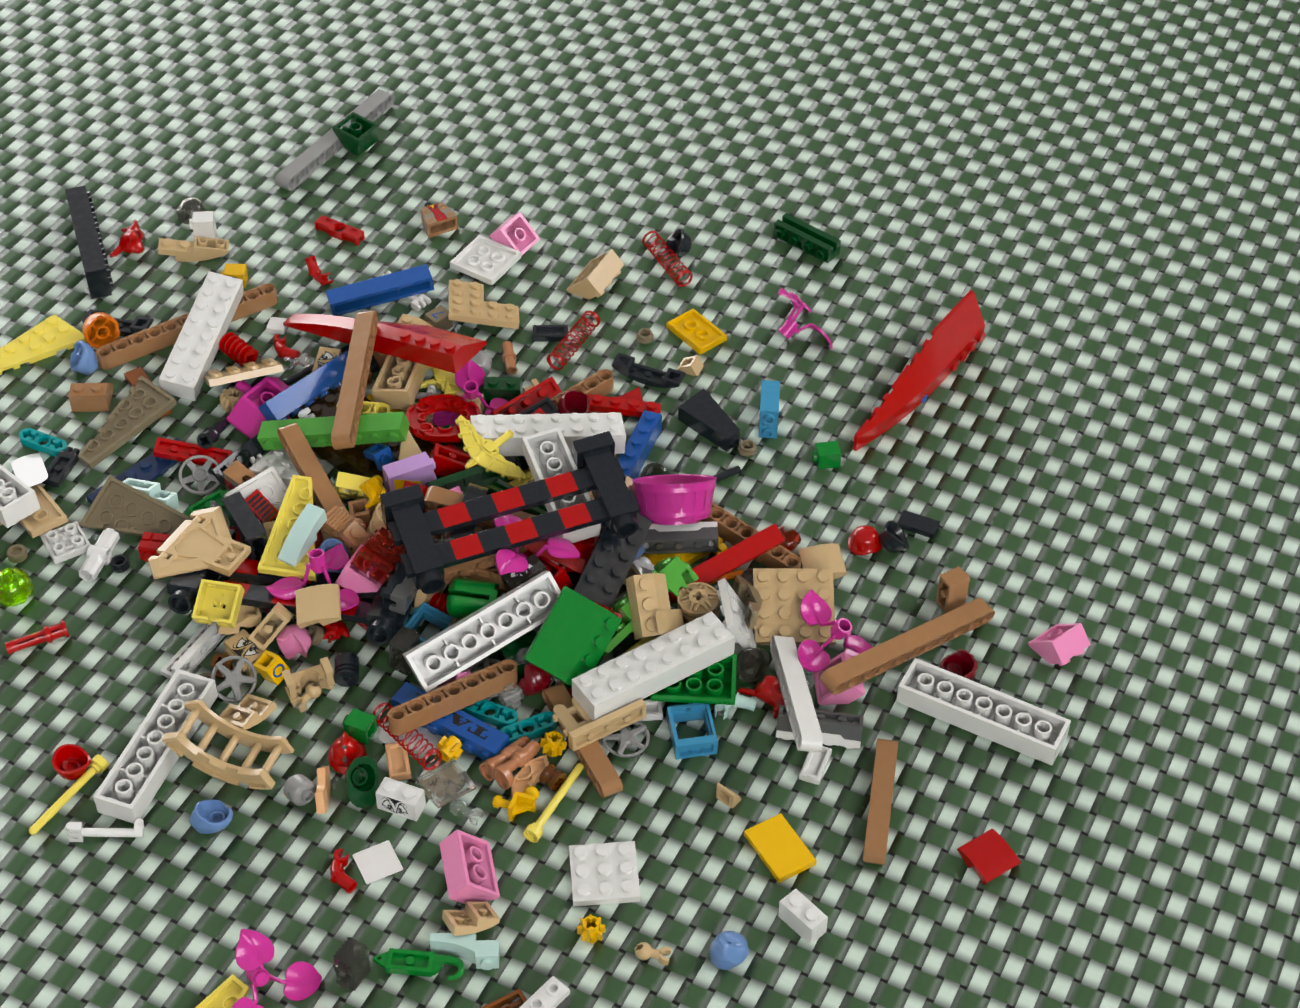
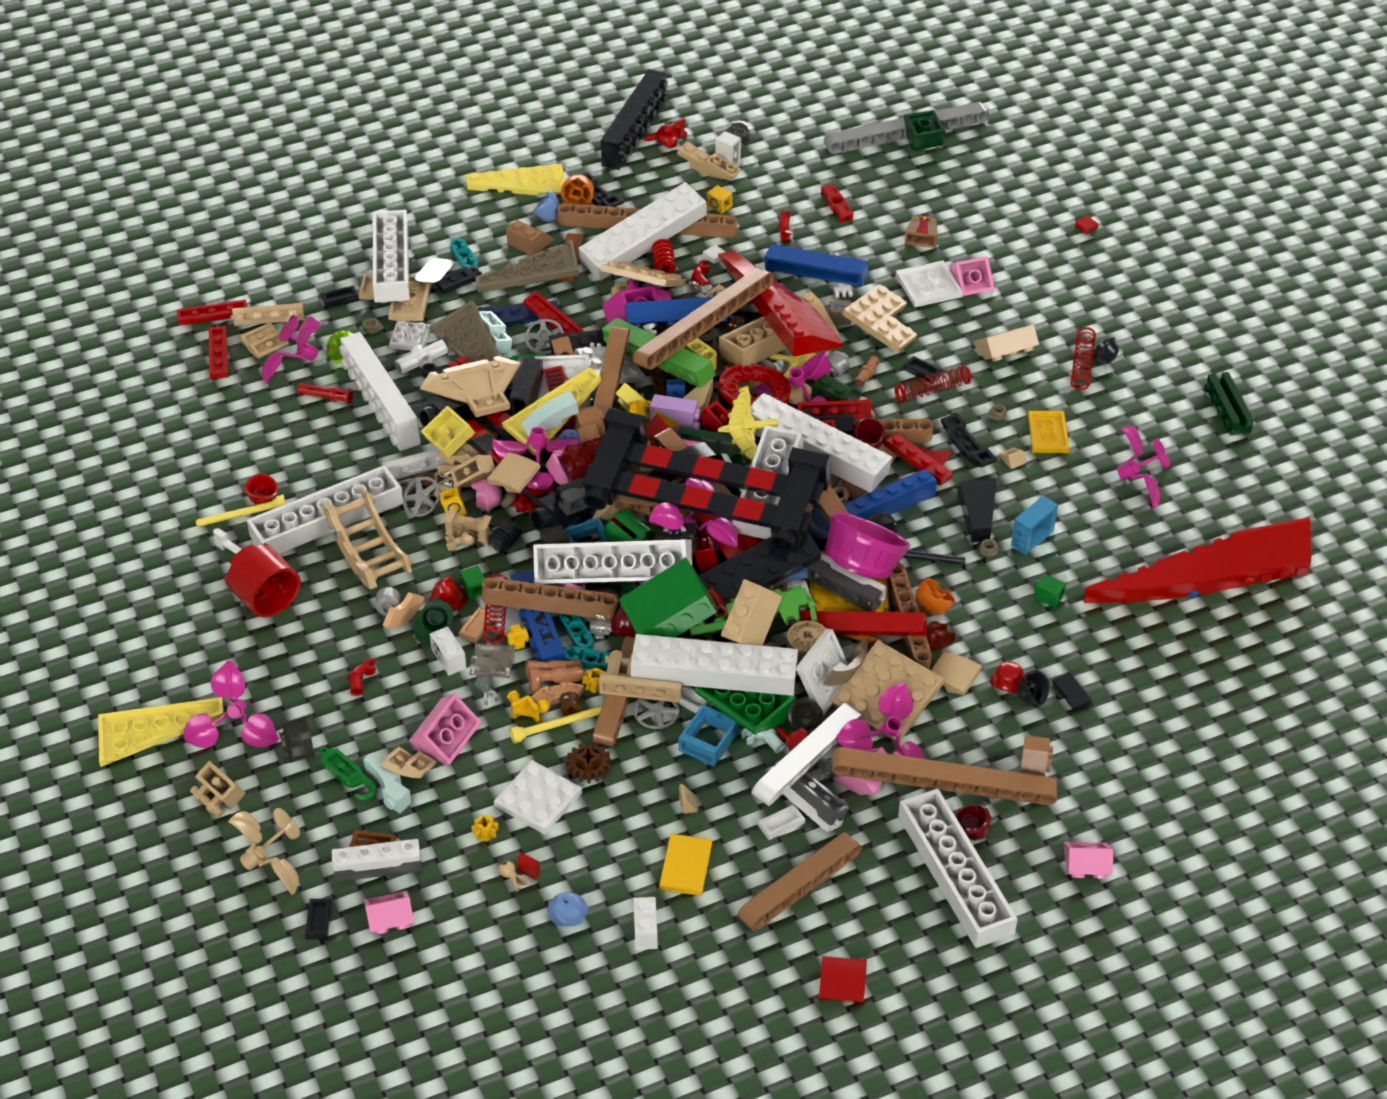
camera: 40 degrees right, 0 degrees up
(97, 606) = (379, 391): none -> white brick
(169, 841) = (262, 580): none -> red brick
(210, 816) = (313, 582): medium blue hair -> none
(212, 434) = (578, 309): black pin -> none
(249, 711) = (406, 528): tan slope -> none
(377, 862) = (393, 686): white sticker -> none
(559, 151) = (1086, 224): none -> red tile
(619, 816) = (598, 764): none -> reddish brown gear
(660, 935) = (528, 866): none -> red tile
(668, 620) = (756, 635): tan sticker -> none
(753, 511) = (933, 598): none -> orange cylinder

